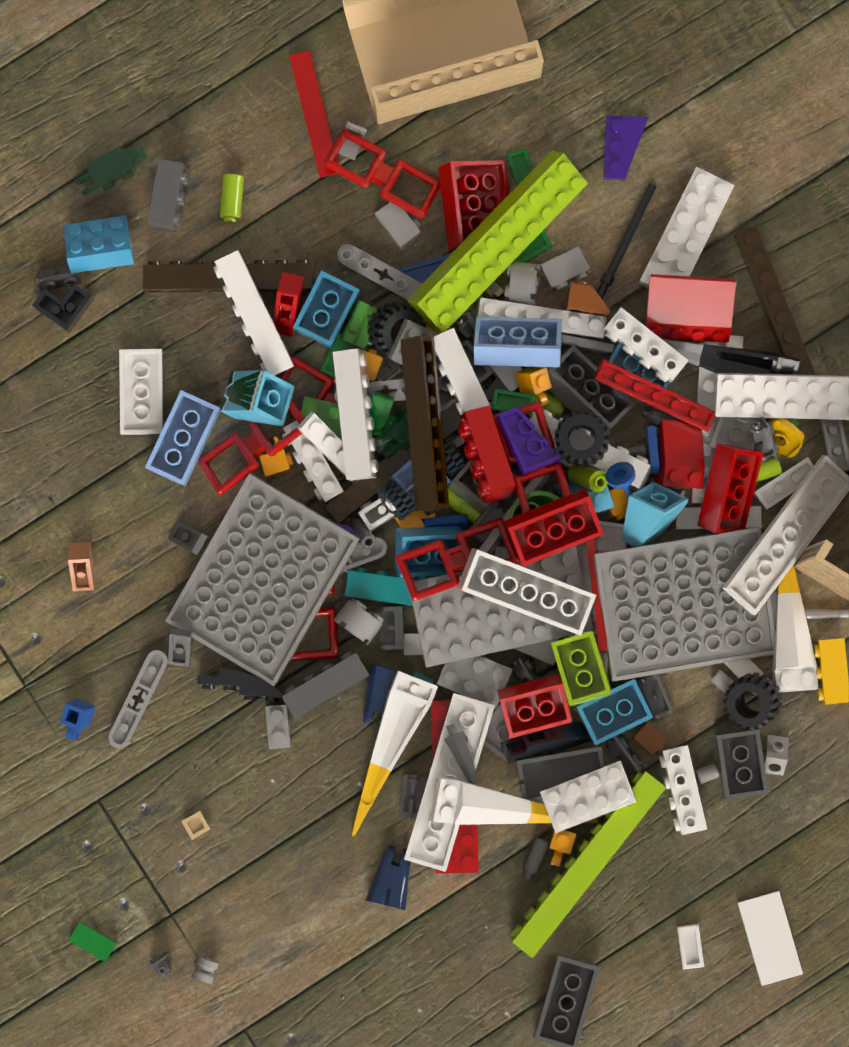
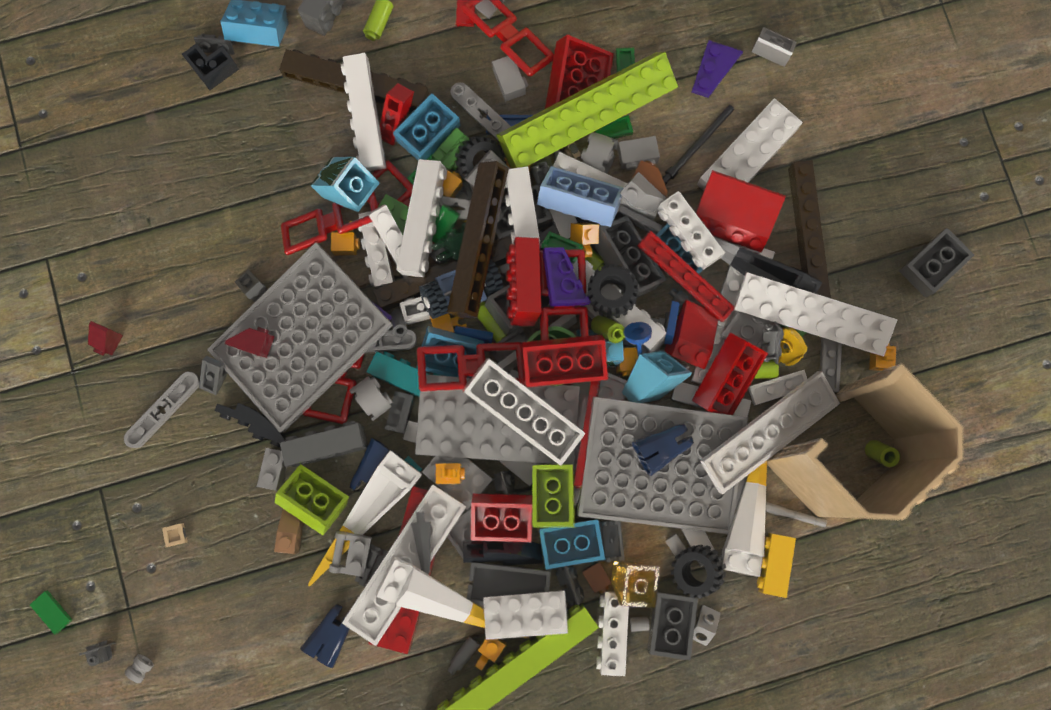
camera: 15 degrees right, 5 degrees down
(51, 643) = (103, 339): none -> dark red slope
(77, 716) = (102, 408): blue brick -> none
(81, 566) = (151, 282): nougat slope -> none
(141, 391) = (251, 153): white plate -> none
(183, 438) = (272, 200): light blue brick -> none
(216, 599) = (252, 341): none -> dark red slope
(314, 776) = (288, 534): none -> medium nougat slope
(330, 745) = (311, 499): none -> lime brick
(394, 789) = (356, 557): none -> light grey plate
(467, 676) = (449, 473): none -> light orange brick
(582, 320) = (642, 193): none -> light grey slope
(679, 586) = (661, 448): none -> dark blue piece
(681, 100) = (774, 47): none -> light grey slope
(691, 732) = (635, 583): none -> clear yellow slope

